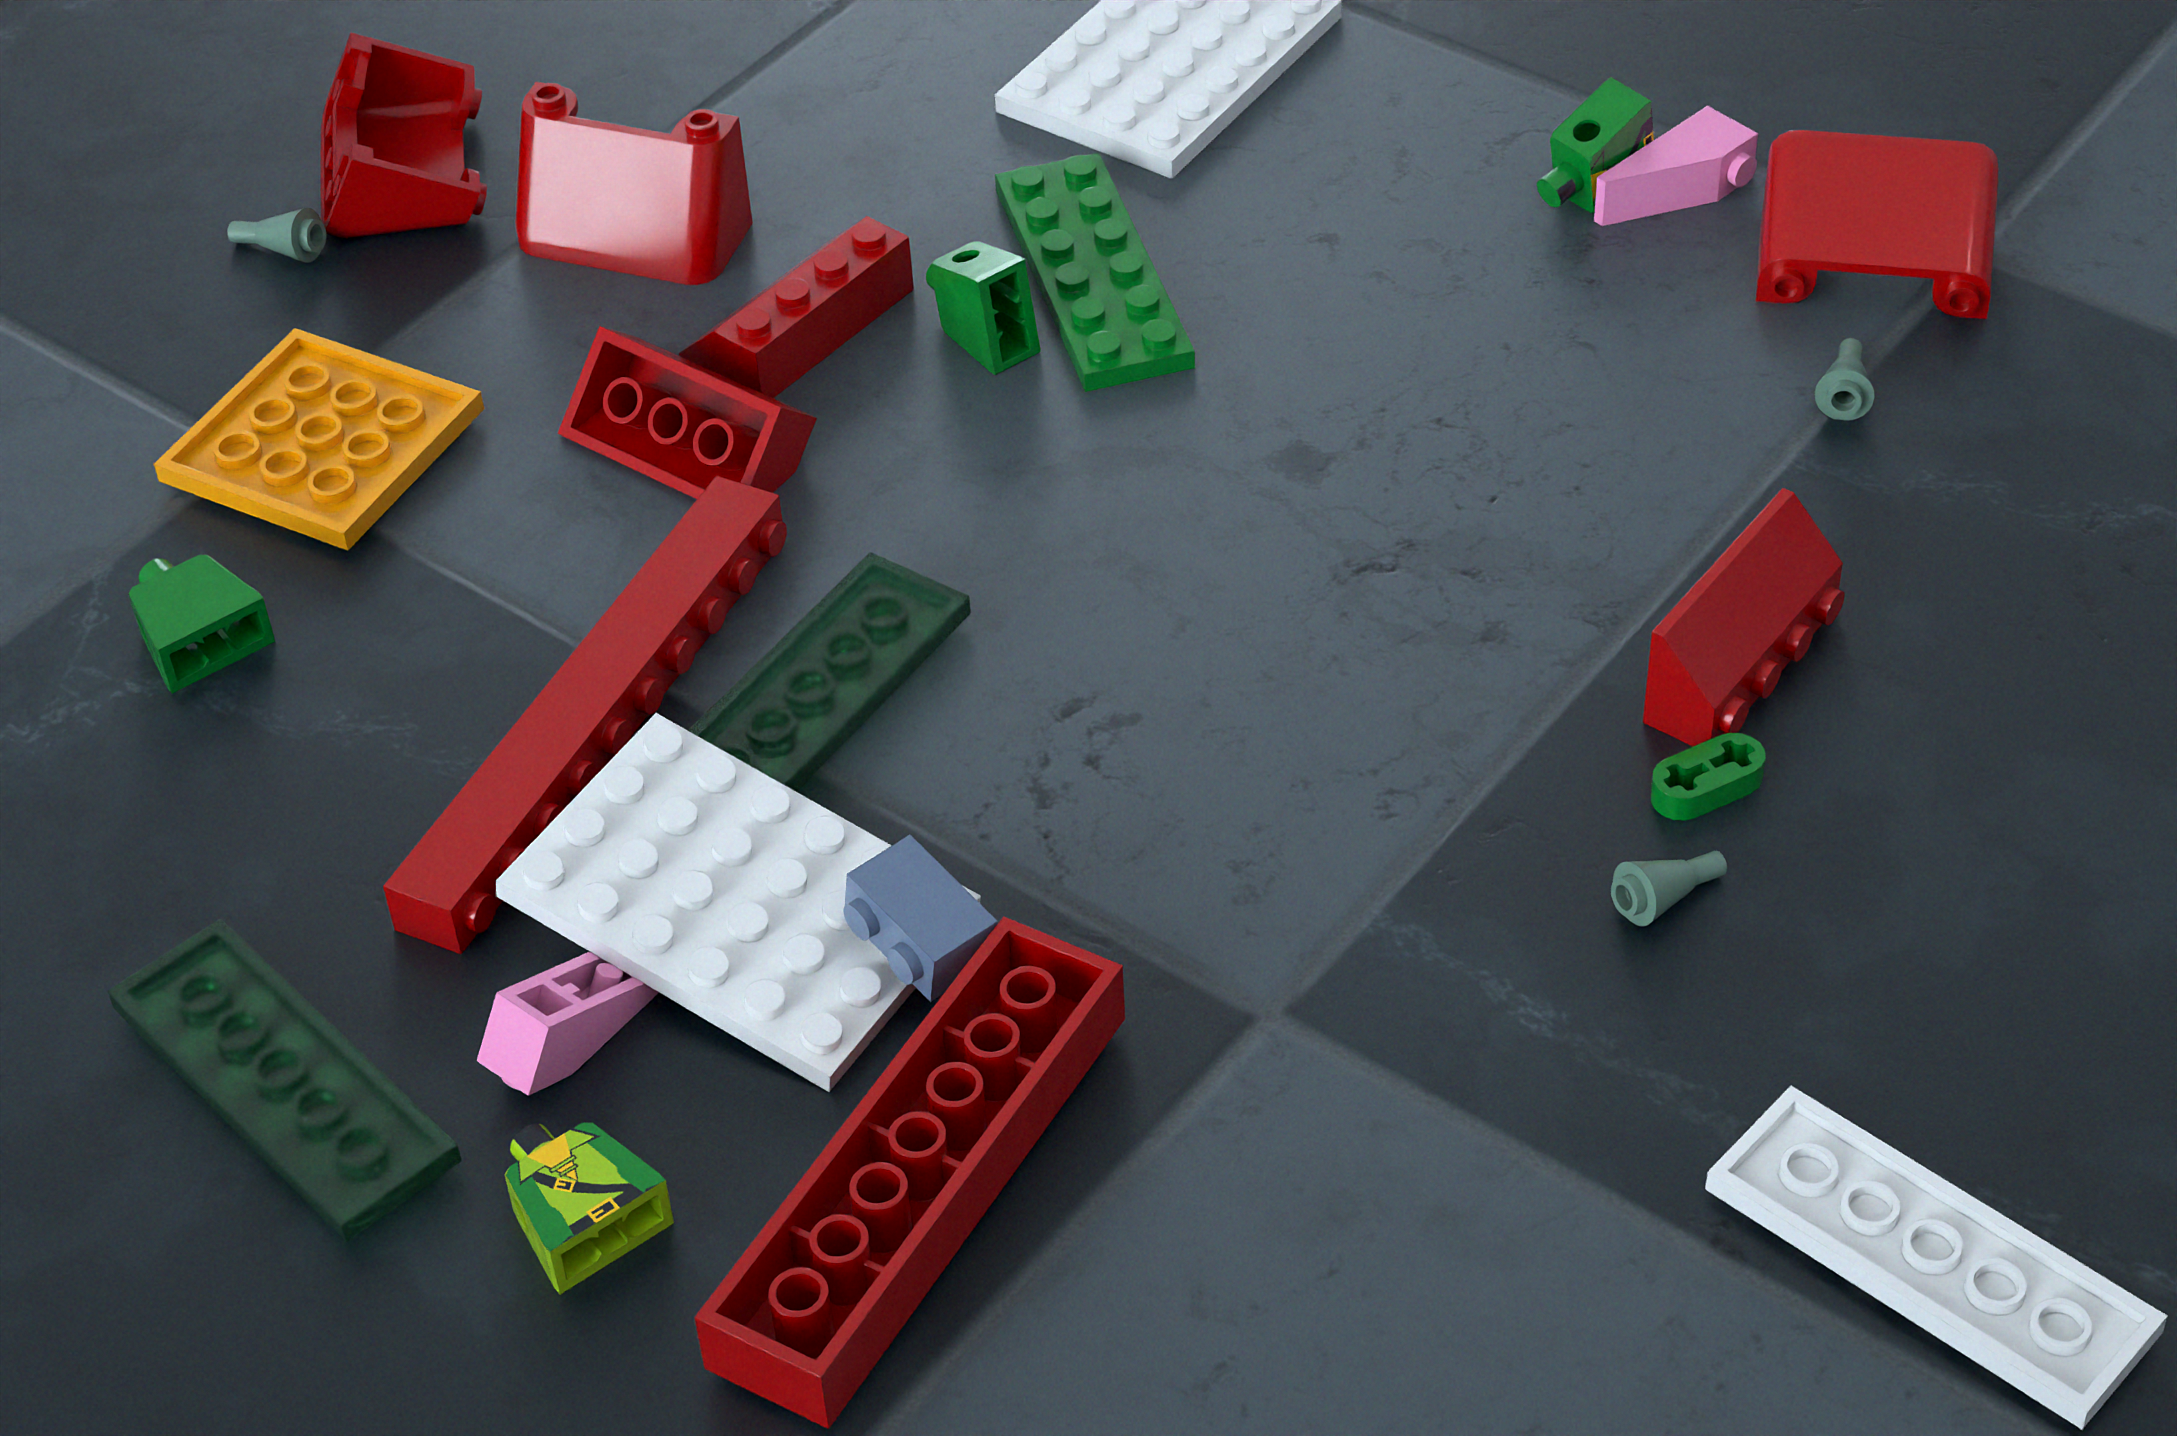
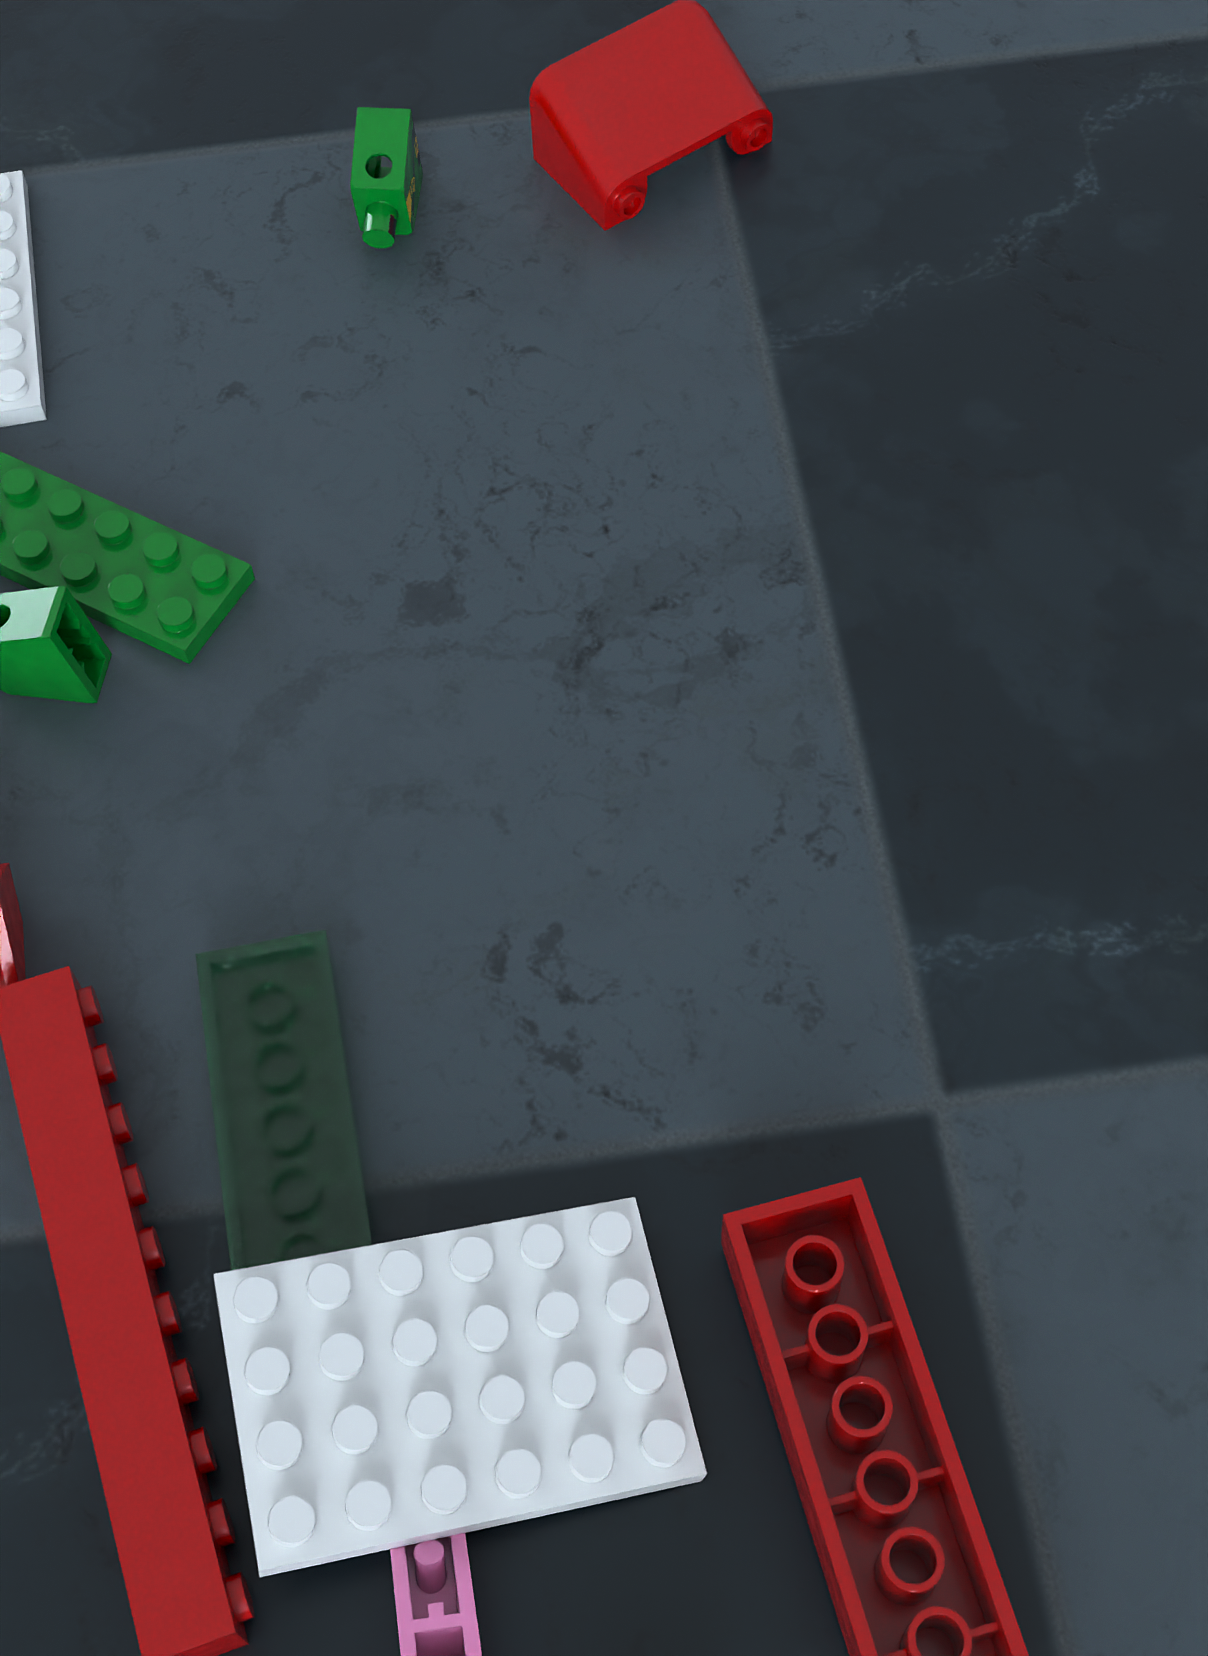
camera: 45 degrees left, 15 degrees up
(916, 916) = (648, 1273): sand blue brick -> none
(1651, 887) = (1086, 772): sand green cone -> none
(1679, 170) = (451, 152): bright pink slope -> none
(1710, 780) = (1022, 651): green beam -> none
(1742, 624) = (925, 513): red slope -> none
(1845, 387) = (755, 257): sand green cone -> none

